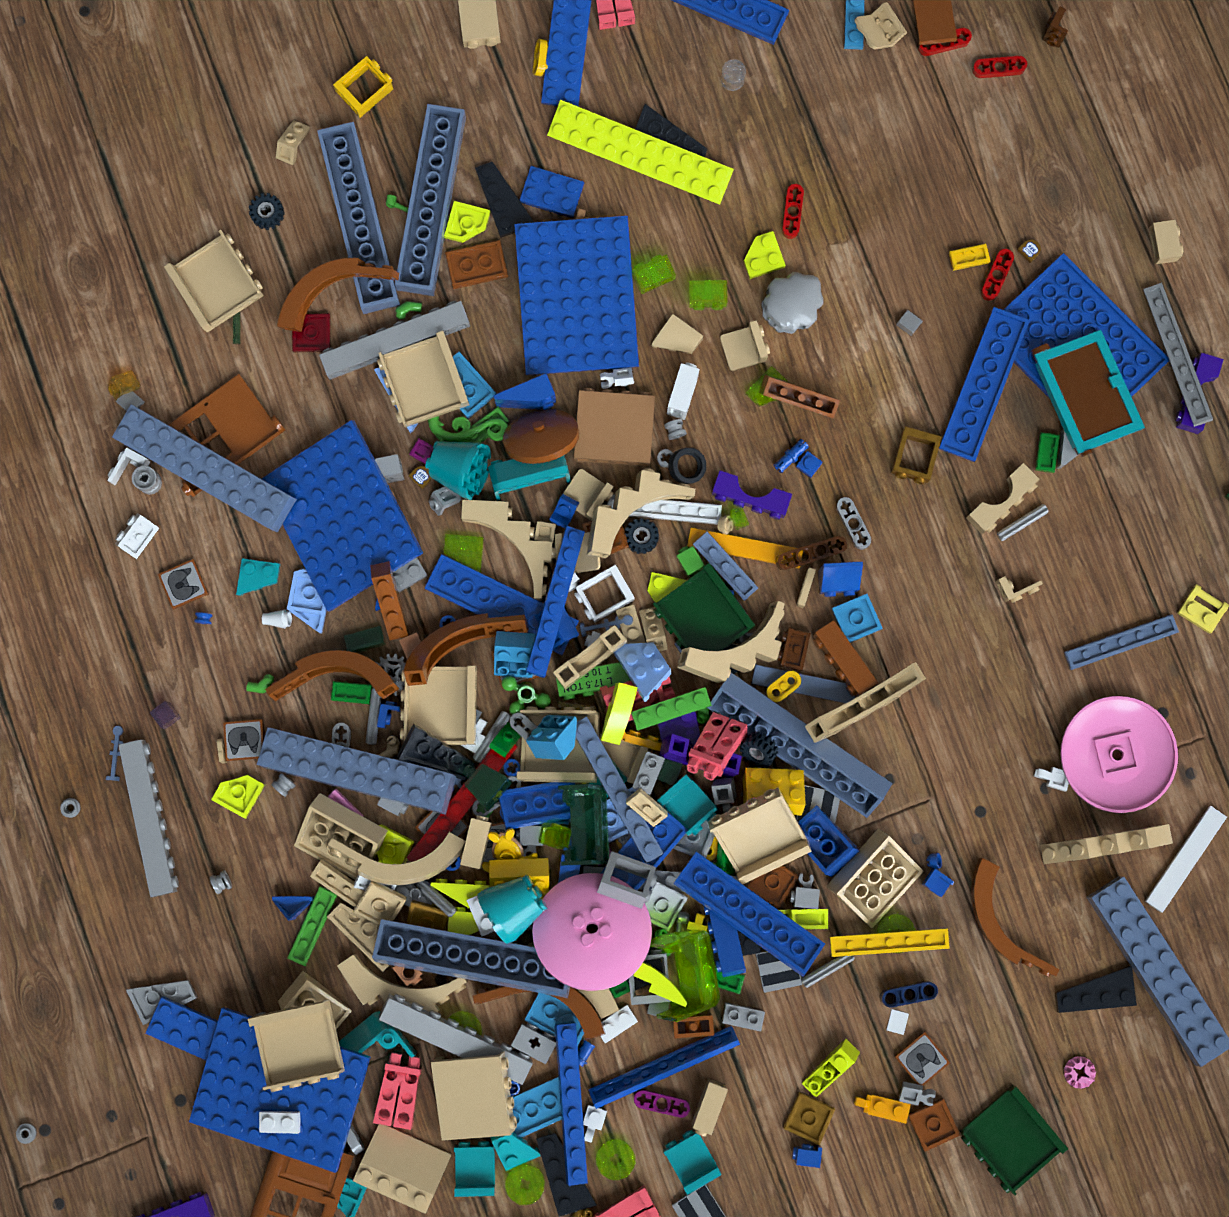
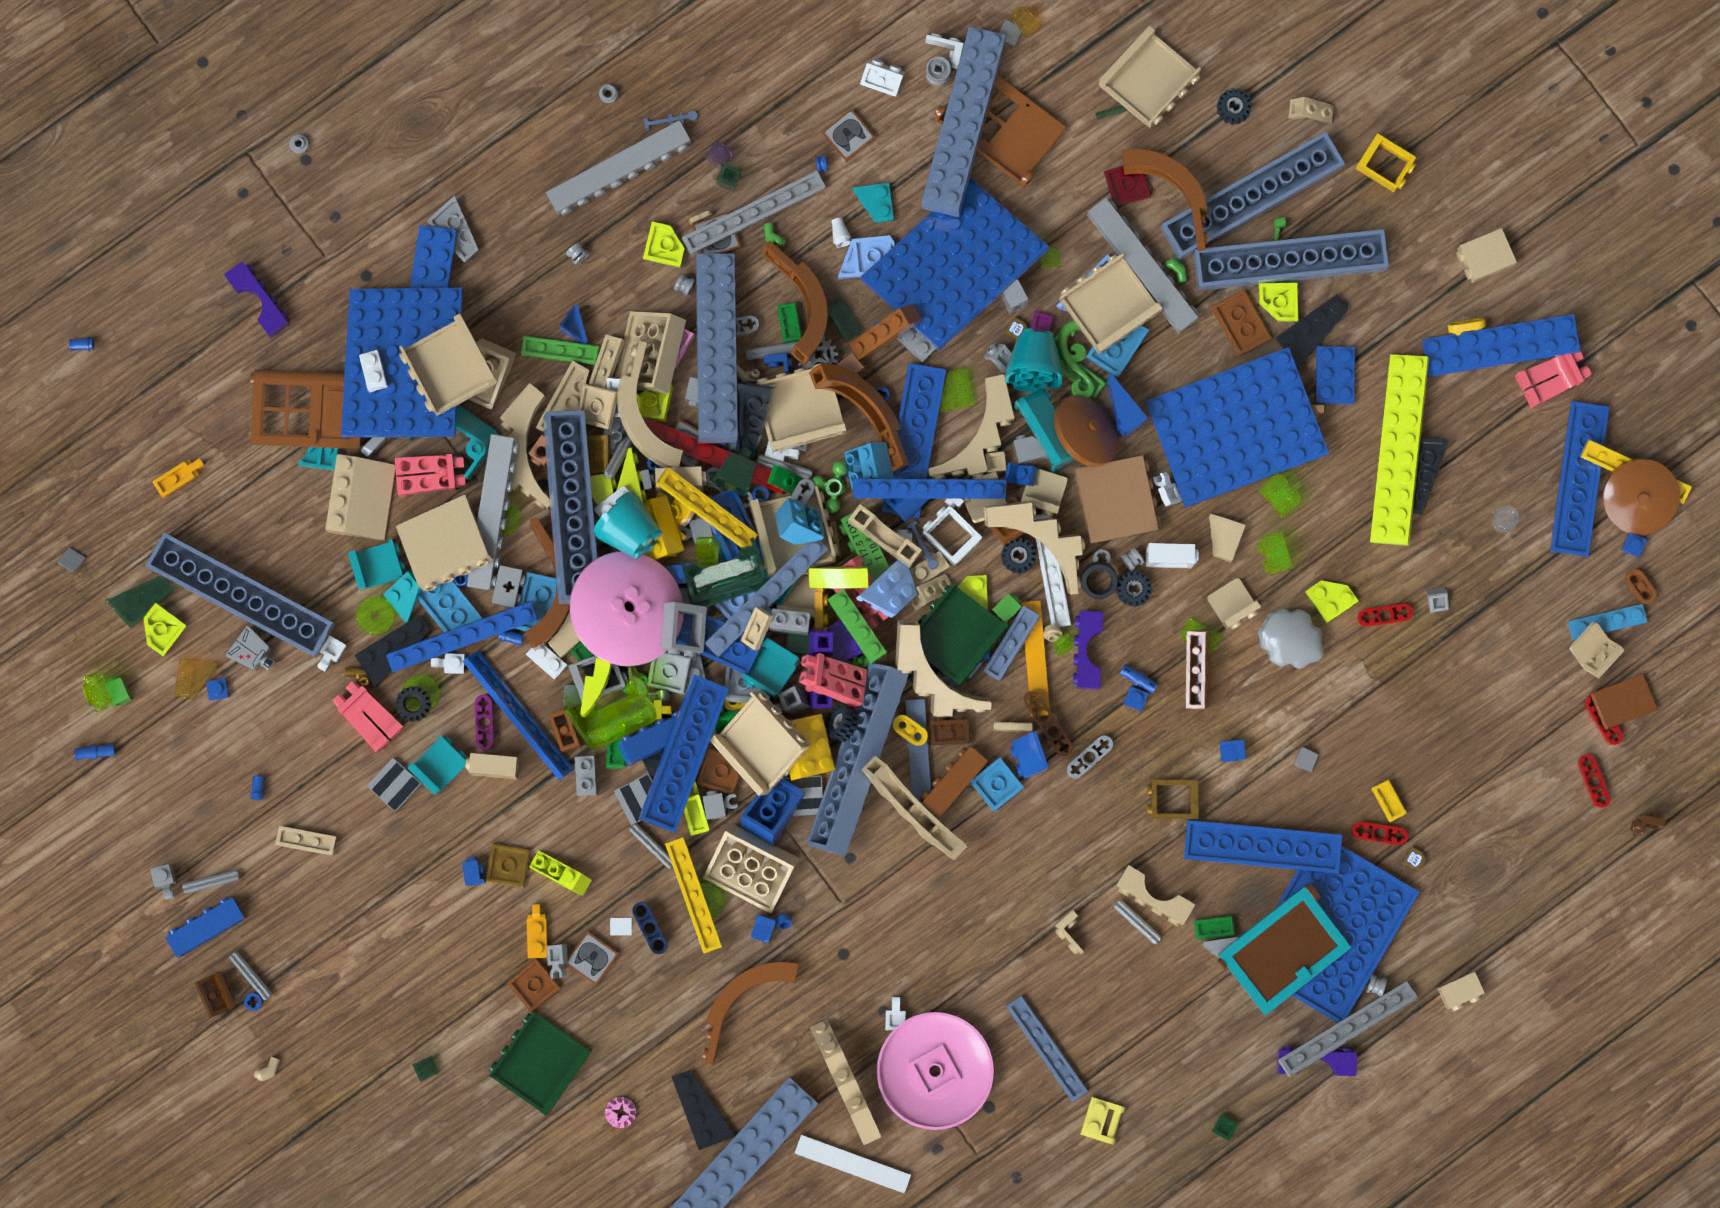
camera: 70 degrees right, 0 degrees up
(190, 712) = (728, 177): none -> clear green brick
(232, 697) = (753, 212): none -> light grey plate
(363, 425) = (1050, 258): none -> clear neon green slope
(467, 874) = (648, 480): none -> light grey plate
(514, 824) = (706, 508): none -> yellow plate
(541, 497) = (1028, 450): none -> light grey slope
(636, 1177) = (413, 715): none -> black tyre
(708, 426) = (1134, 599): none -> black bush
(791, 159) = (1437, 599): none -> light grey slope
(884, 387) = (1232, 751): none -> blue panel
(1141, 317) = (1376, 985): none -> light grey wheel

